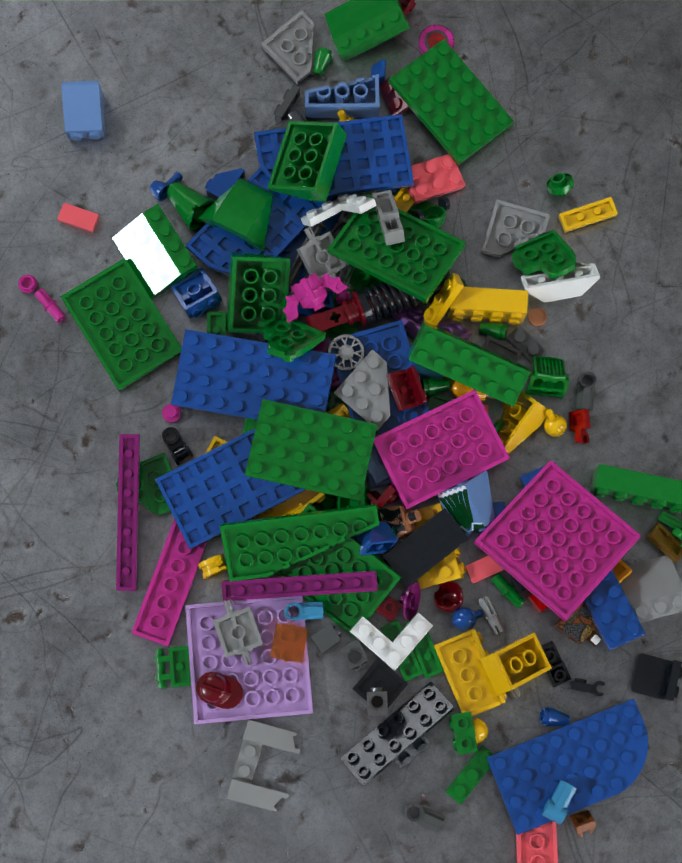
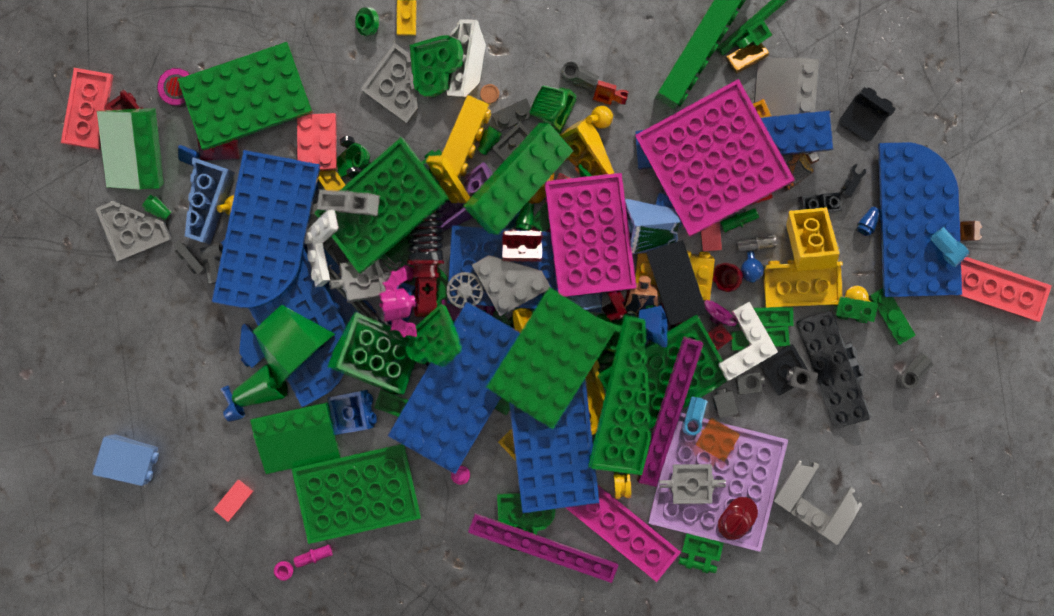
camera: 70 degrees left, 10 degrees up
(178, 448) = (495, 480): black piece -> none
(308, 160) = (261, 259): green slope -> none

